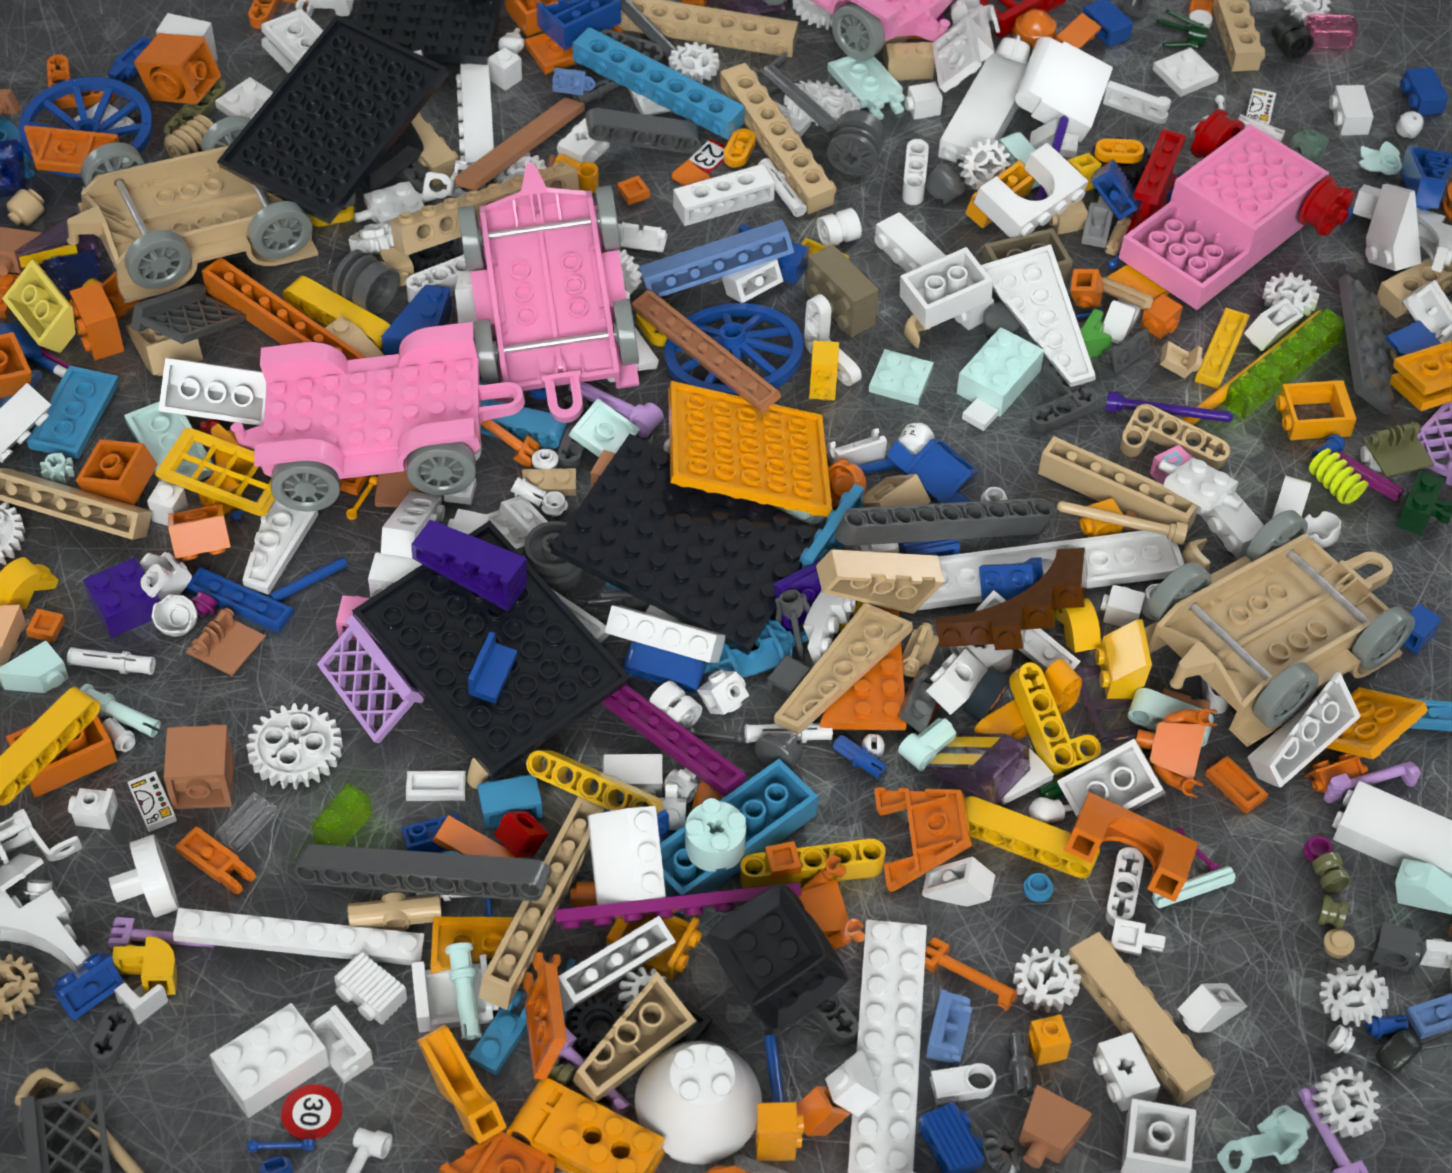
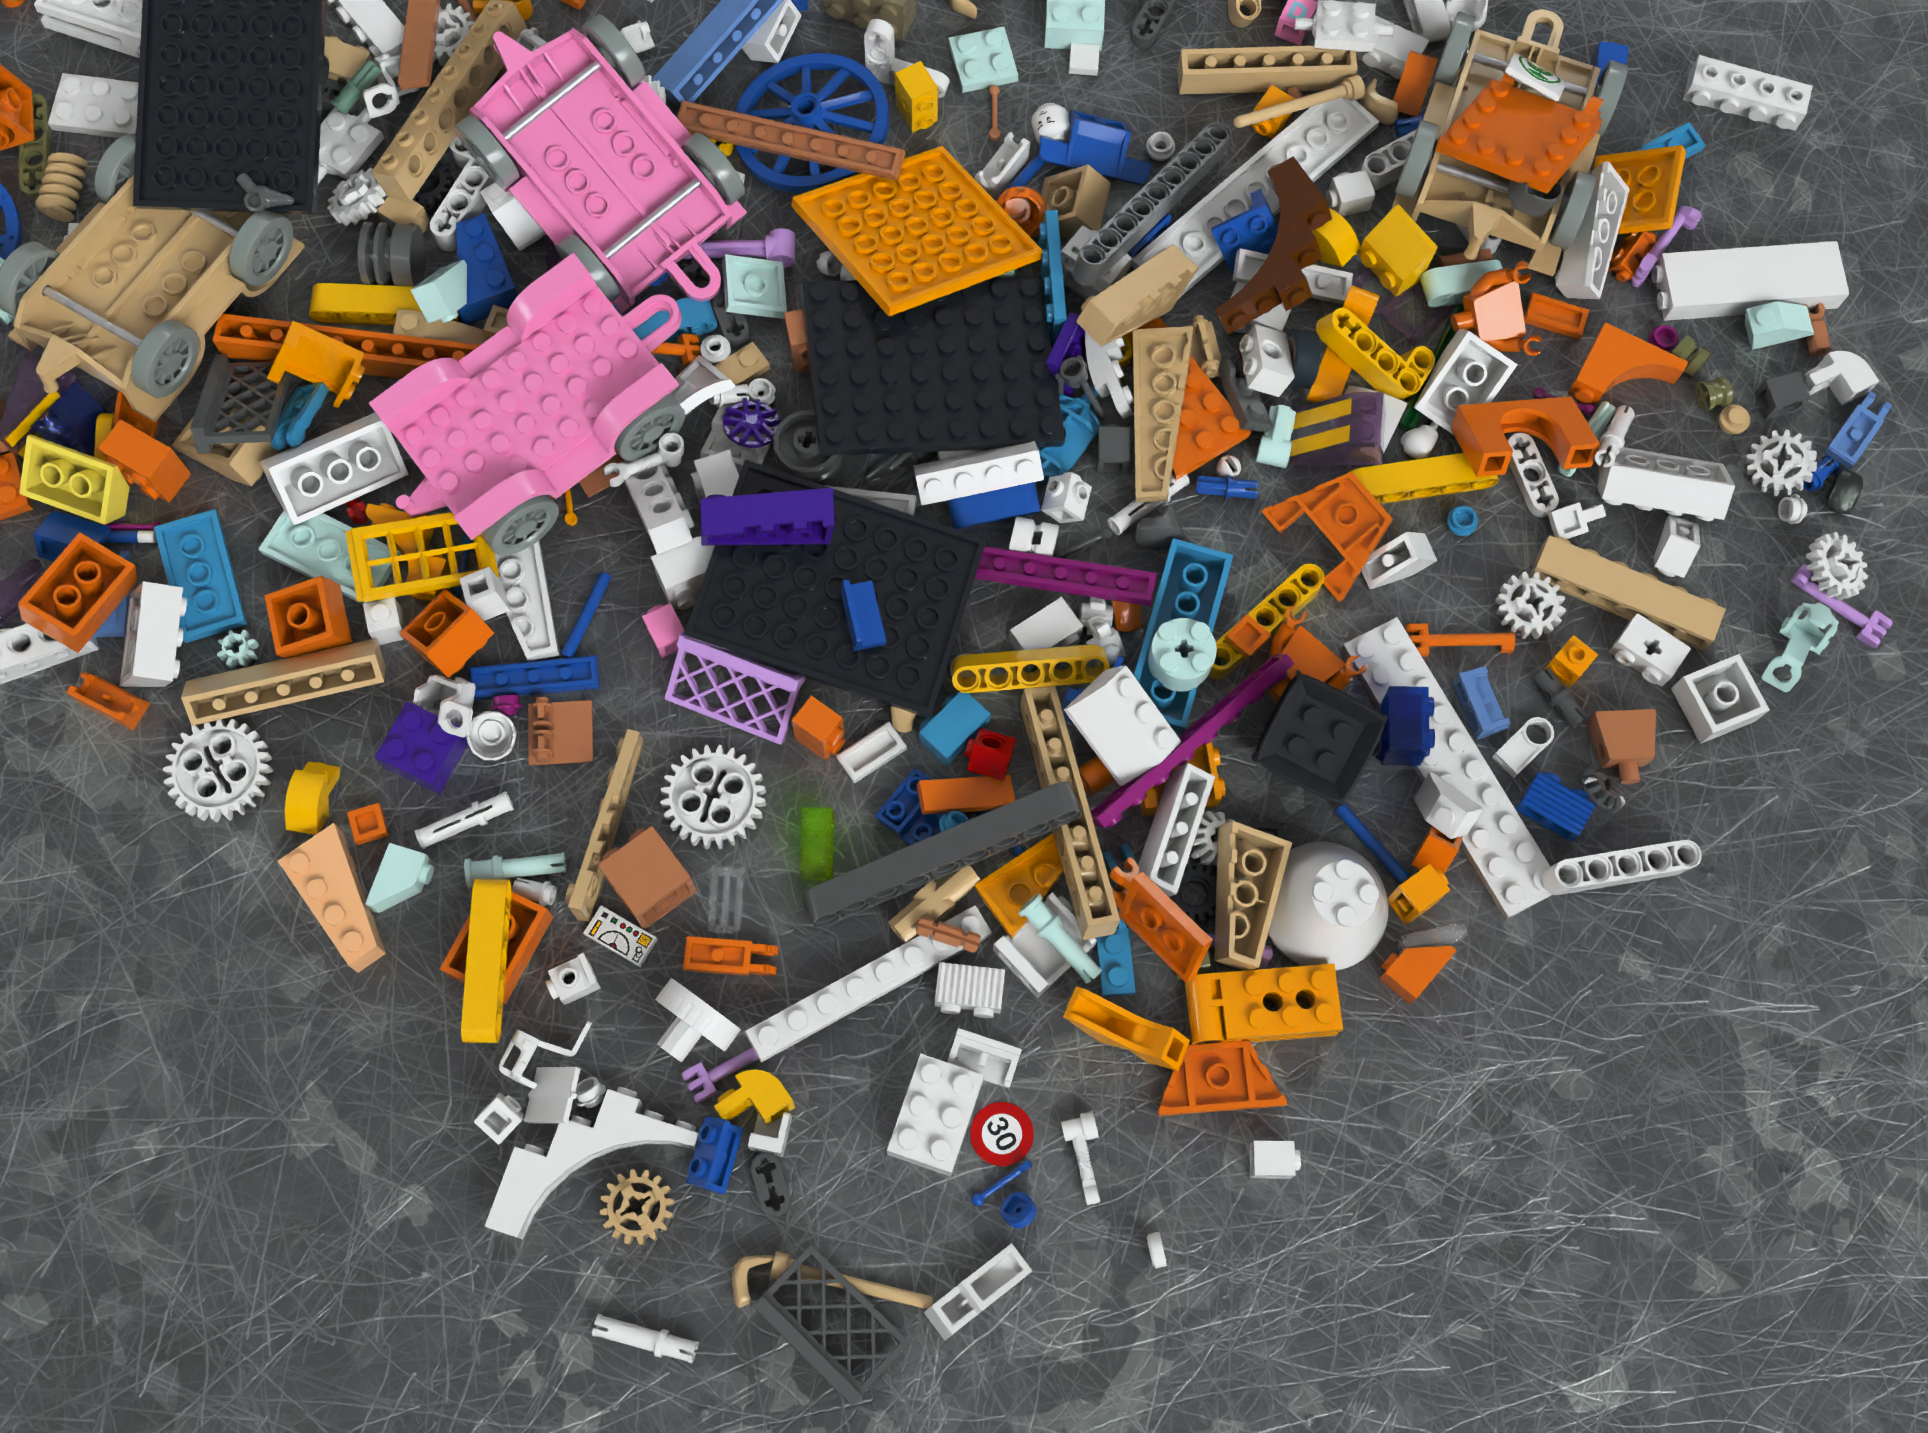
camera: 35 degrees left, 20 degrees up
(148, 748) = (584, 894): none -> tan wing
(218, 347) = (298, 415): none -> dark azure hinge
(244, 518) = (485, 594): none -> white brick
(257, 314) = (318, 360): none -> light orange panel
(299, 192) = (260, 196): none -> dark grey animal
(376, 318) = (443, 292): none -> light aqua slope
(382, 935) = (948, 934): none -> nougat axle
(405, 739) = (819, 728): none -> orange brick
(440, 166) = (355, 86): none -> sand green axle
(449, 494) = (669, 452): none -> white brick
(513, 469) = (698, 383): none -> white plate
(524, 514) = (750, 423): none -> dark purple wheel
(859, 995) = (1406, 732): none -> clear blue brick
(893, 401) = (994, 133): none -> nougat hinge
(1206, 891) = (1613, 440): none -> white pin
(1232, 550) = (1414, 82): none -> orange tile
(1235, 953) = (1667, 484): none -> white slope
(1254, 660) = (1531, 200): none -> dark grey hair
(1264, 841) = (1619, 358): none -> orange arch
(1278, 614) = (1521, 134): none -> orange plate
(1324, 584) = (1535, 77): none -> white slope

